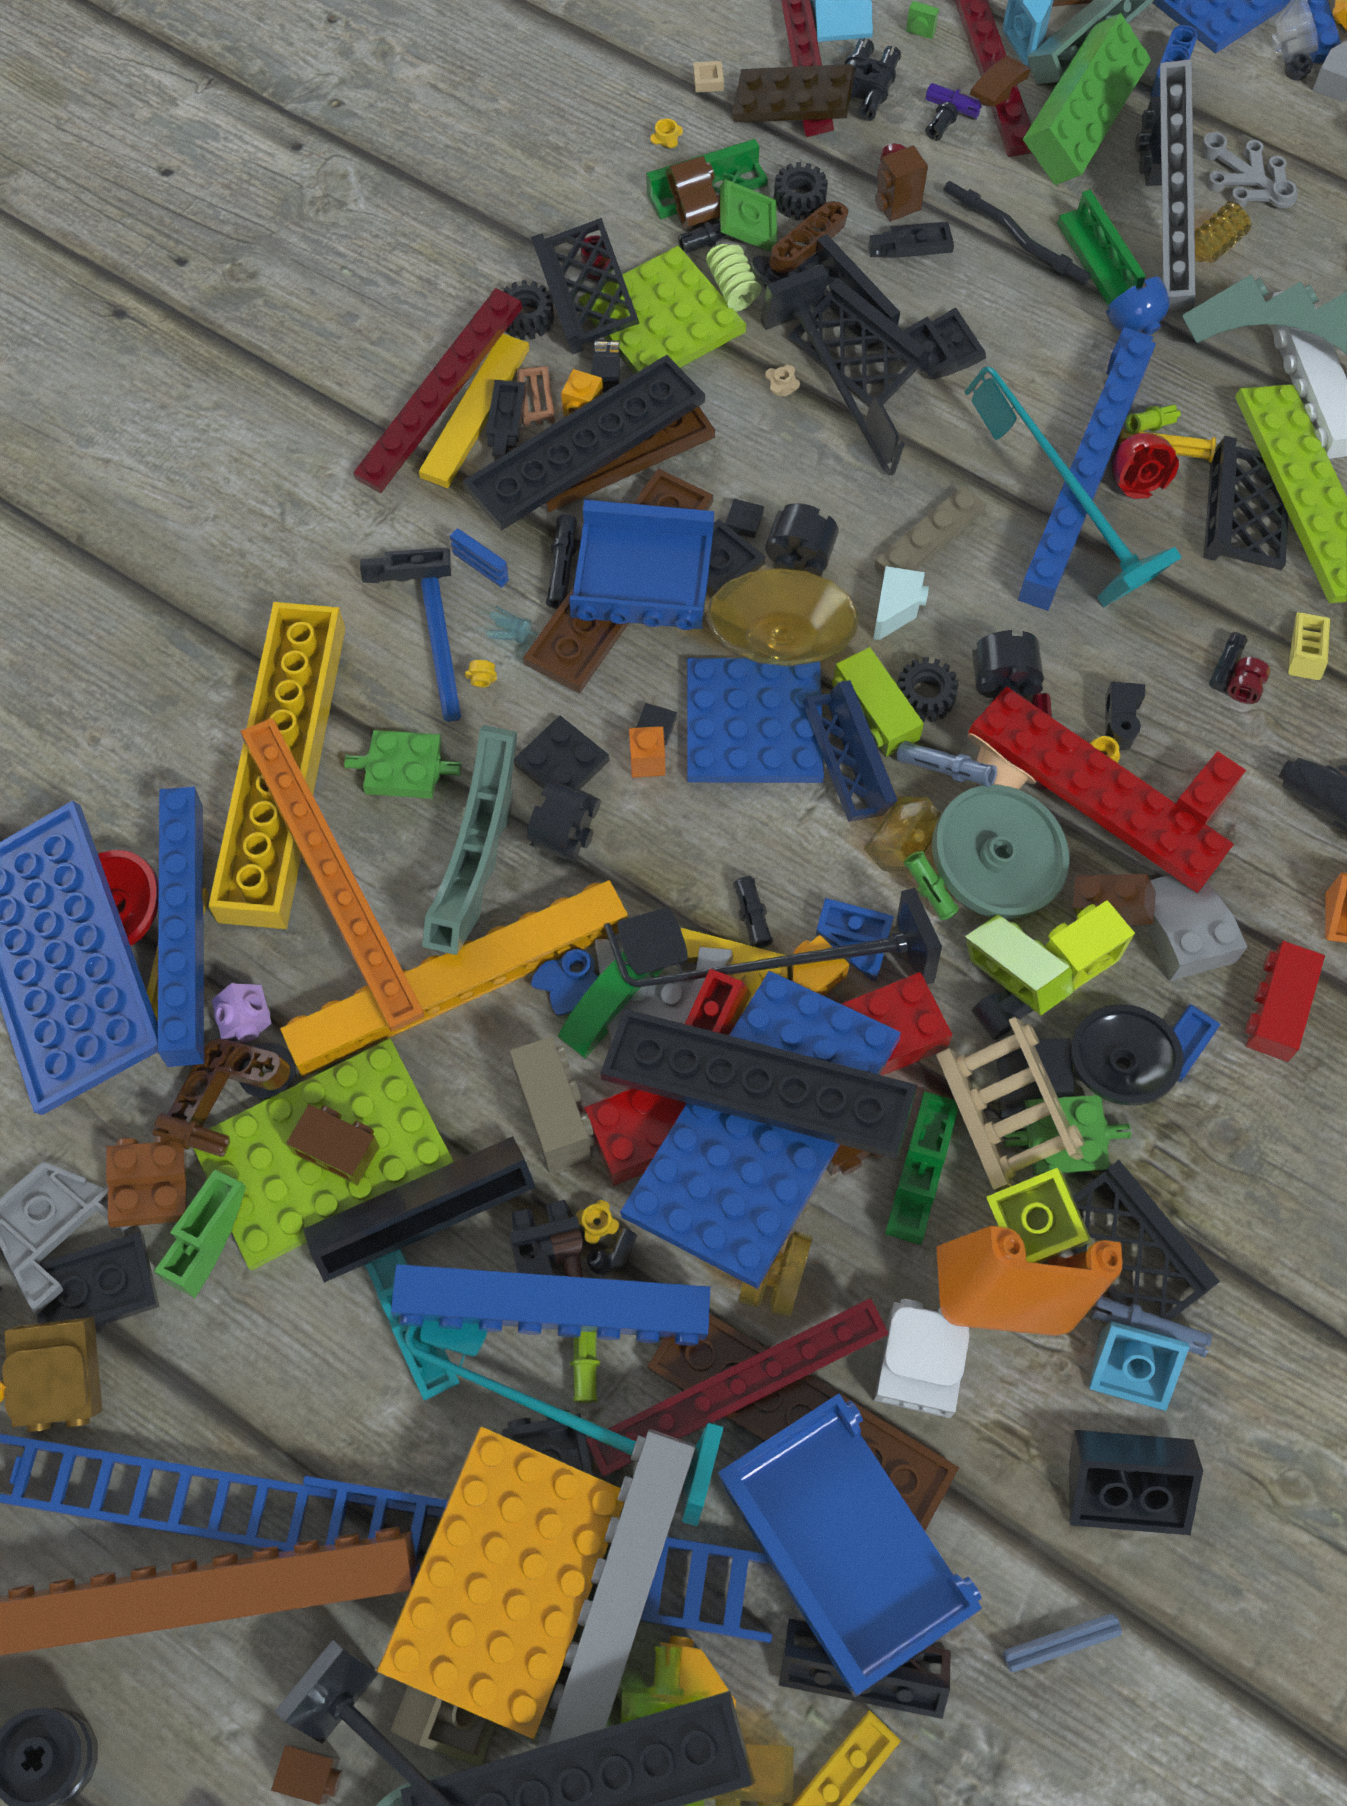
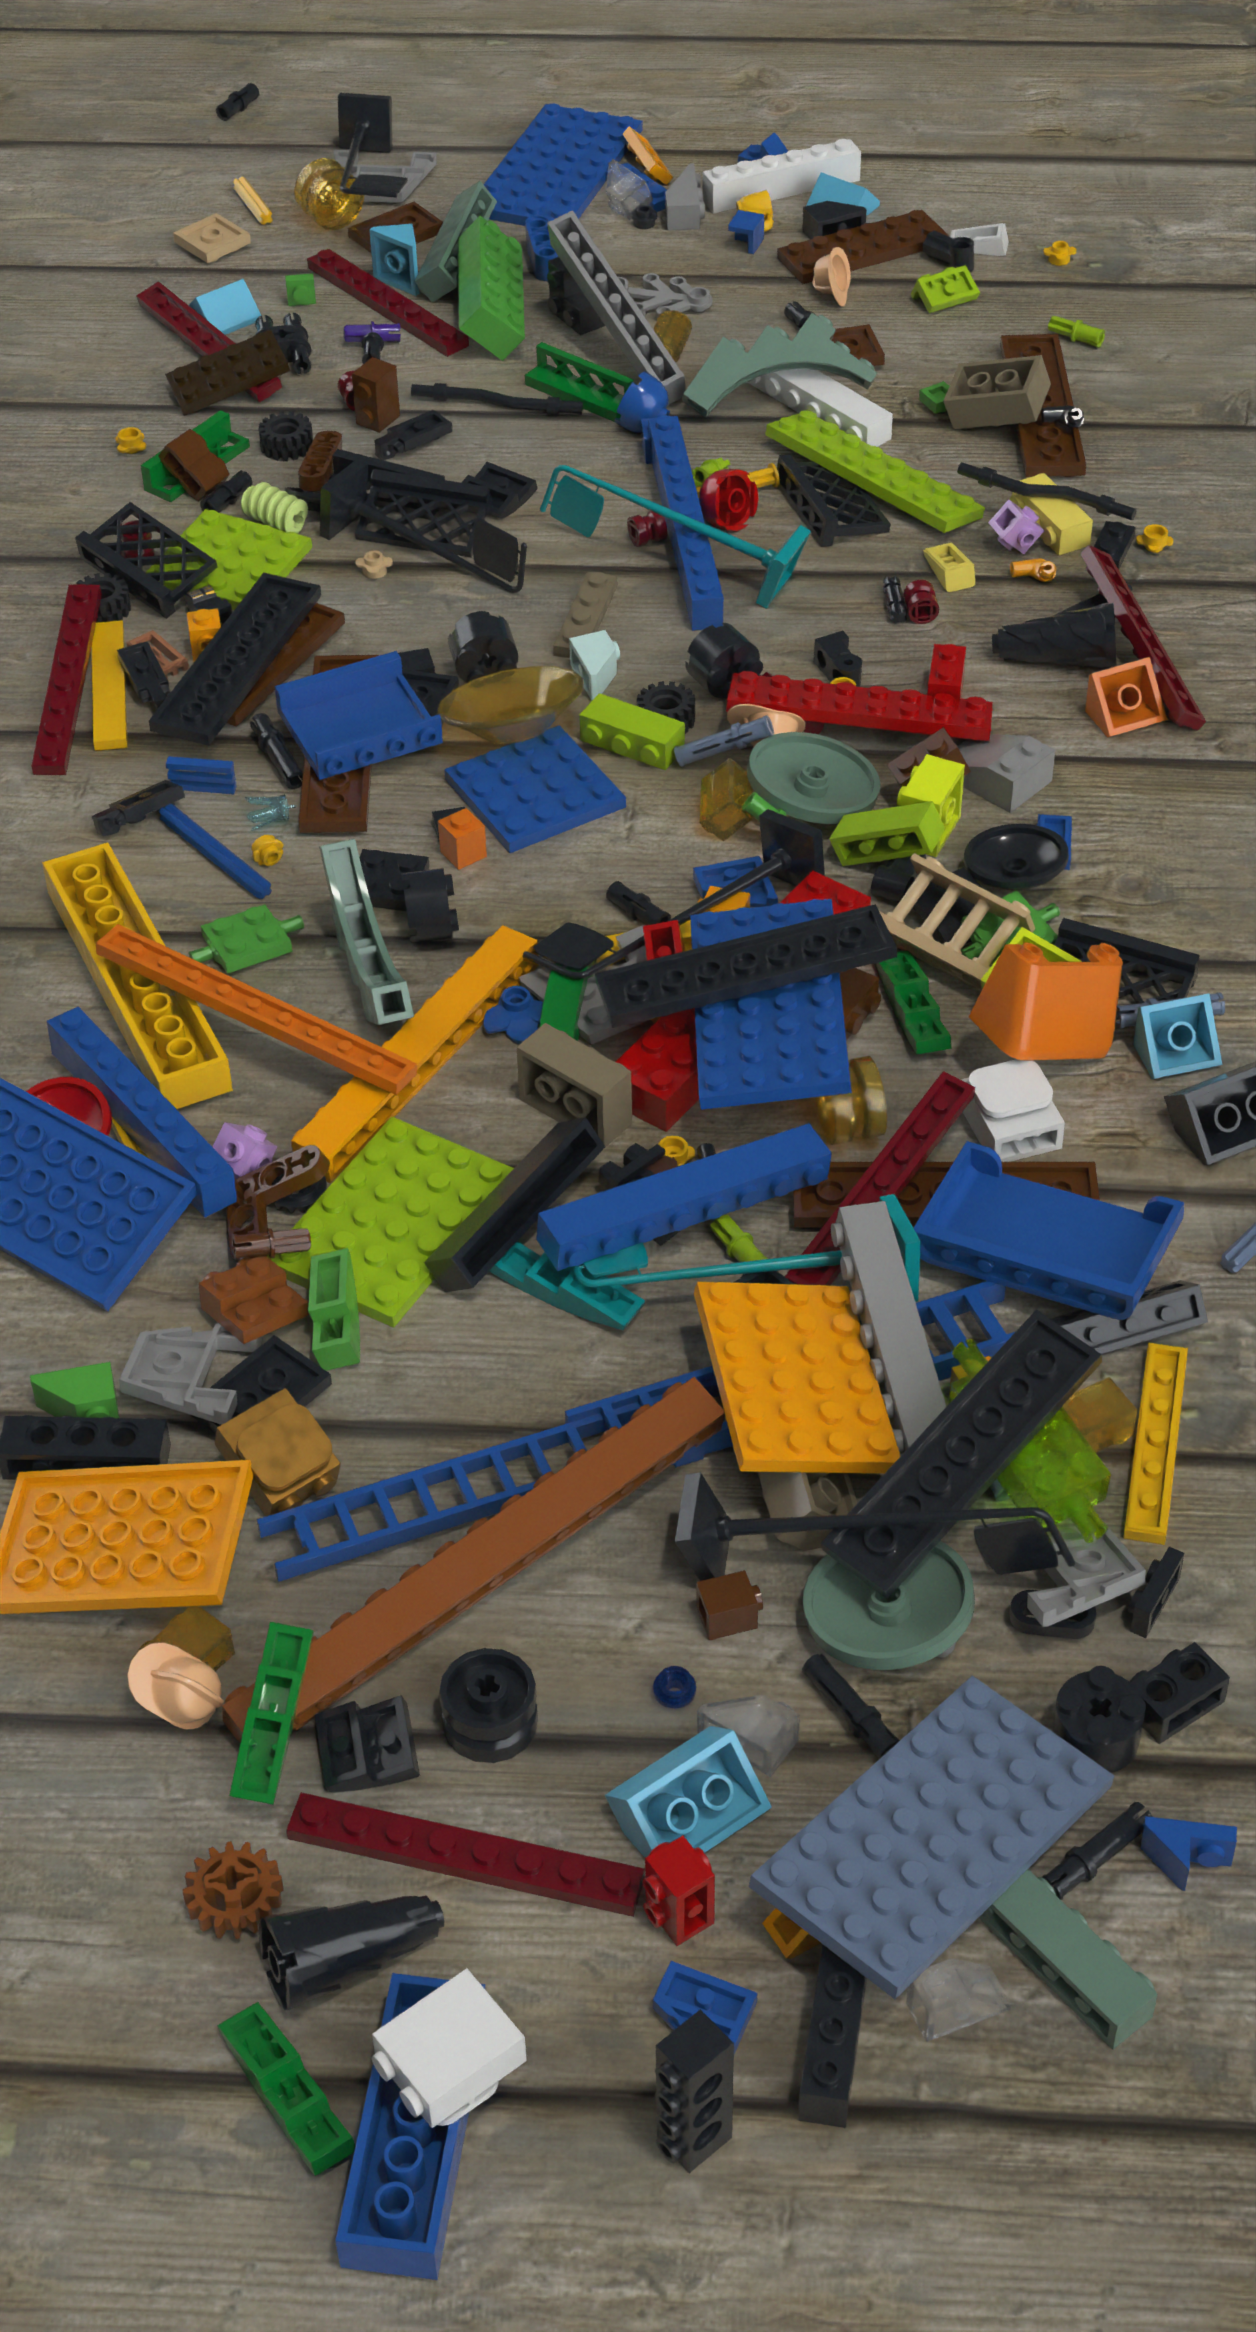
camera: 30 degrees left, 20 degrees down
(333, 1143) = (406, 1190): reddish brown brick -> none
(708, 76) = (137, 390): tan plate -> none
(748, 215) = (254, 464): bright green tile -> none
(862, 753) = (637, 766): dark blue fence -> none
(998, 81) = (405, 302): reddish brown slope -> none
(1043, 464) = (646, 528): none -> dark red wheel
(1284, 1000) = (1108, 780): red brick -> none

